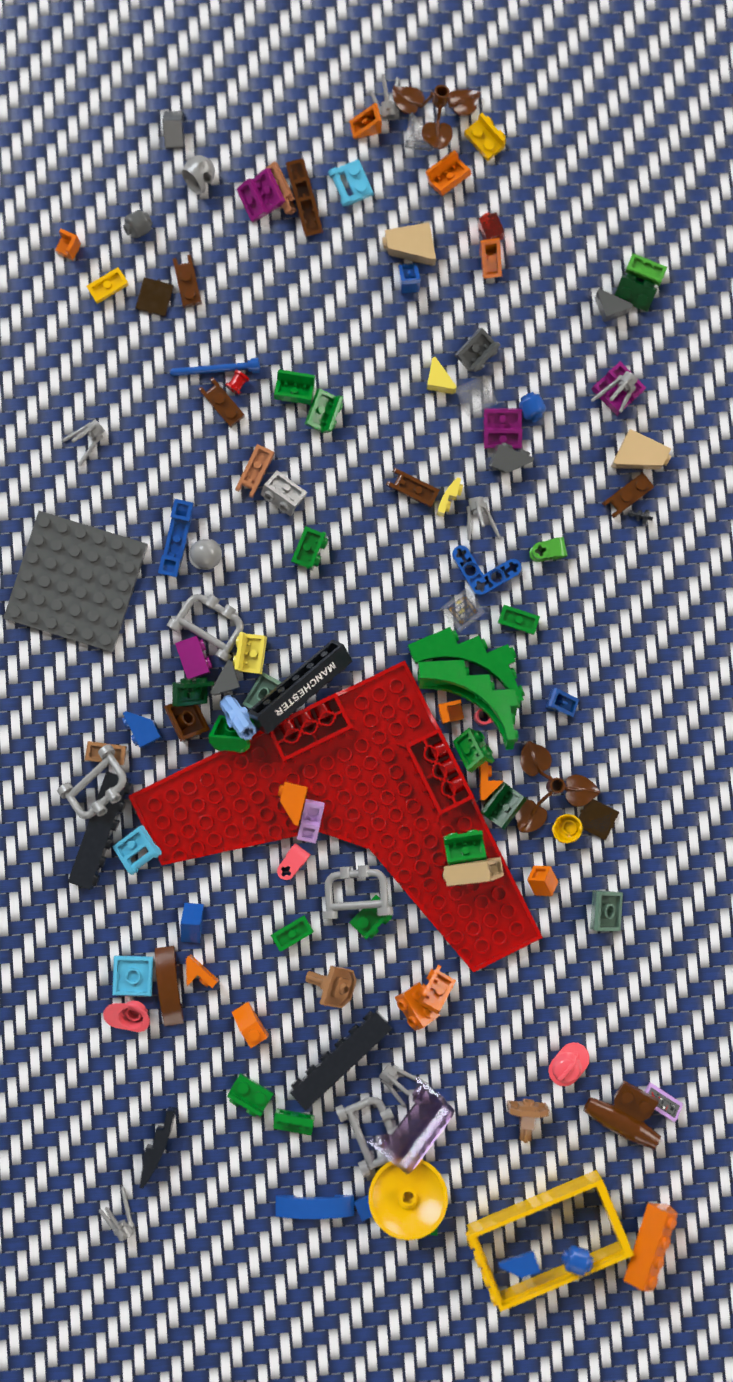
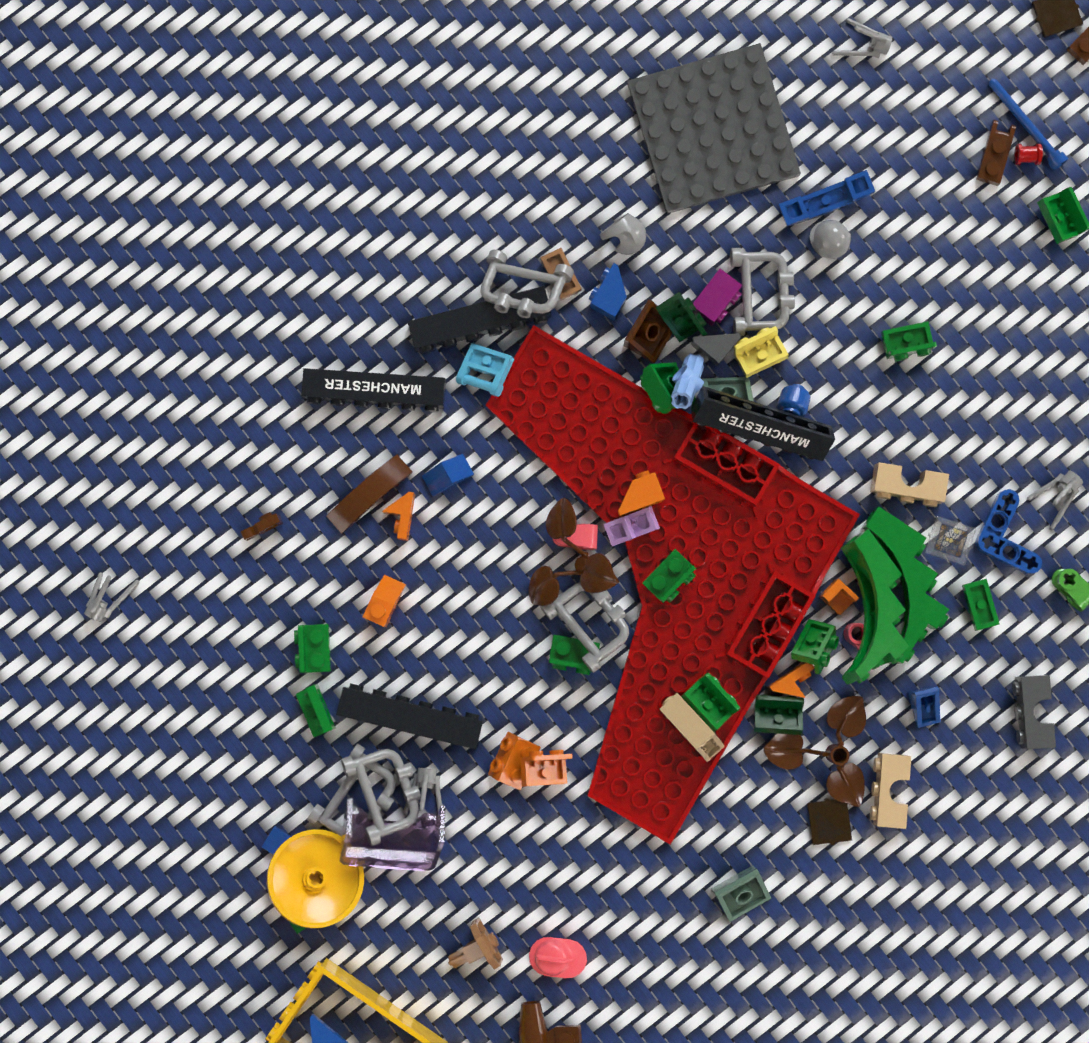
camera: 55 degrees right, 0 degrees up
(98, 935) = (373, 388): none -> black brick
(109, 688) = (629, 231): none -> light grey helmet
(127, 1016) = (312, 471): coral piece -> none
(133, 975) = (355, 450): medium azure plate -> none
(141, 1070) = (267, 522): none -> reddish brown plate
(154, 1152) = (194, 590): black slope -> none
(255, 469) = (951, 232): nougat hinge -> none
(283, 493) = (946, 276): light grey bracket -> none
(292, 933) = (504, 583): green plate -> none
(298, 652) = (794, 400): none -> blue head
(314, 1207) = (244, 789): blue slope -> none
(323, 867) = (595, 569): none -> reddish brown plant
(324, 411) = (1059, 262): green bracket -> none
(336, 986) = (481, 664): medium nougat piece -> none
(361, 818) = (670, 576): none -> green bracket
(376, 1089) = (410, 793): none -> light grey bar
(396, 626) = (888, 483): none -> tan arch
(414, 488) = (1043, 406): reddish brown hinge -> none
(451, 493) = (1064, 448): light yellow slope -> none
(542, 881) = (728, 806): orange panel -> none
(567, 828) = (799, 796): yellow hair -> none
(588, 755) = (889, 769): none -> tan arch
(597, 626) = (1029, 692): none -> dark grey arch

